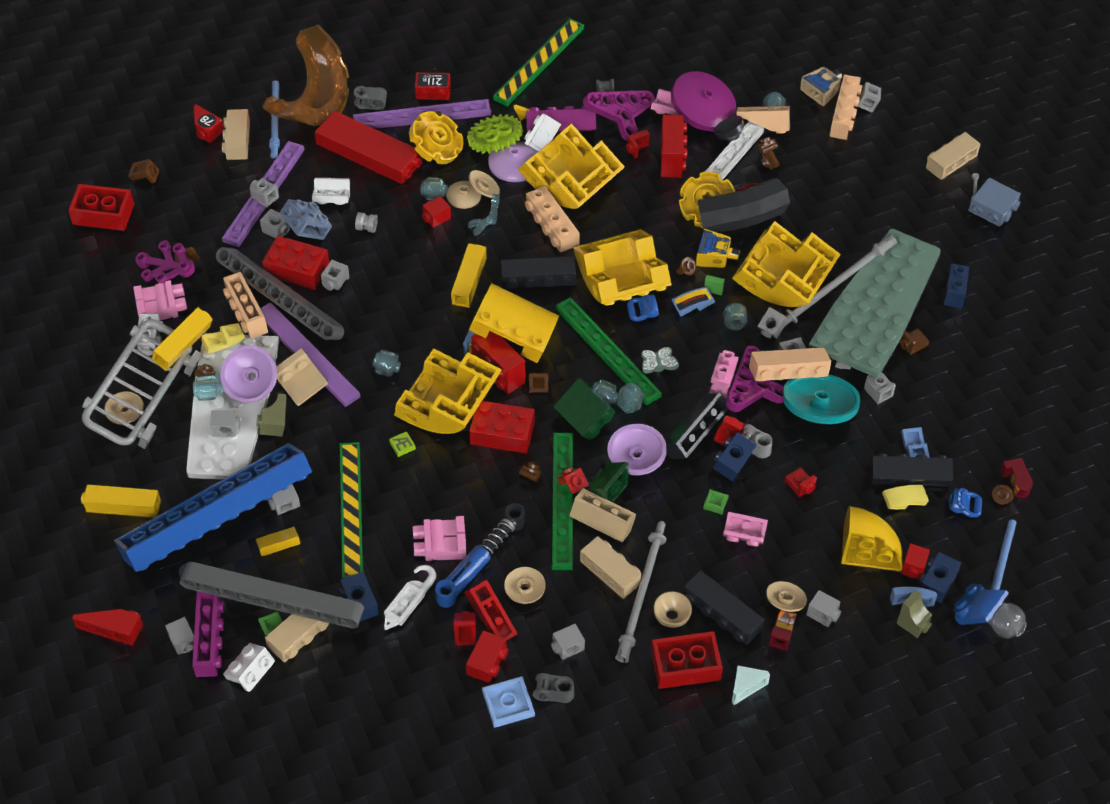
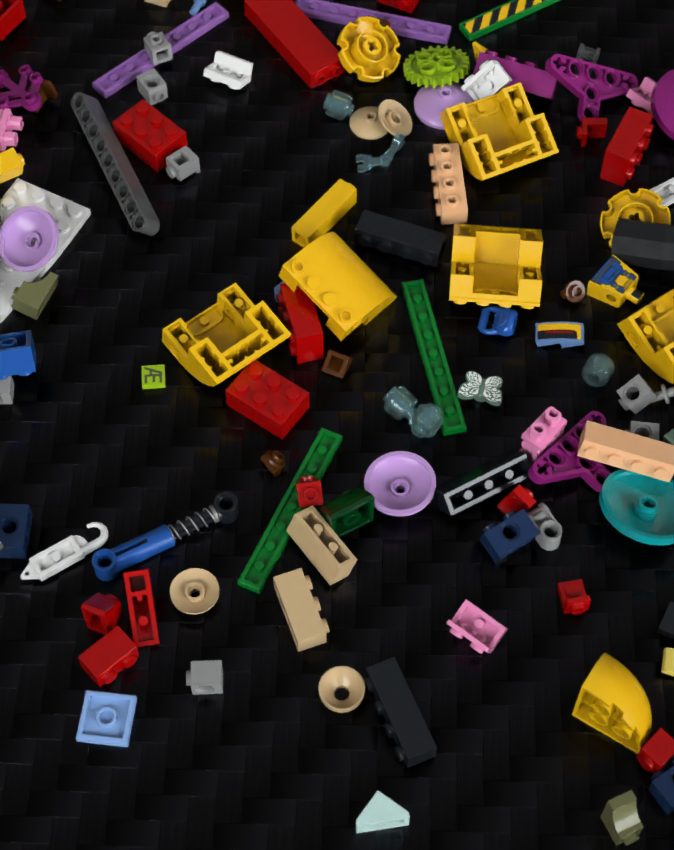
camera: 25 degrees right, 5 degrees up
(227, 337) = (25, 192): light yellow slope -> none
(245, 305) = (69, 163): light nougat brick -> none
(294, 340) = (110, 241): medium lavender tile -> none
(300, 377) = (84, 261): tan bracket -> none
(306, 219) = (182, 91): sand blue brick -> none
(351, 509) = (60, 430): tile -> none
(366, 222) = (247, 117): light grey wheel -> none
(386, 363) = (183, 280): clear light blue head -> none
(436, 212) = (327, 131): red brick -> none
(442, 539) = (134, 501): bright pink hips -> none
(552, 688) = (158, 722): dark grey piece -> none
(585, 409) = (366, 414): dark green brick -> none
(627, 640) = (273, 703): light grey bar -> none
(686, 660) = (324, 757): red brick -> none
(714, 284) = (593, 324): bright green tile -> none
(715, 501) = (462, 580): bright green tile -> none
(783, 629) = (458, 767): dark red leg -> none
(786, 596) = (483, 721): tan dish -> none
(824, 608) = (519, 763): light grey brick -> none
(900, 594) = (646, 799): medium blue slope -> none

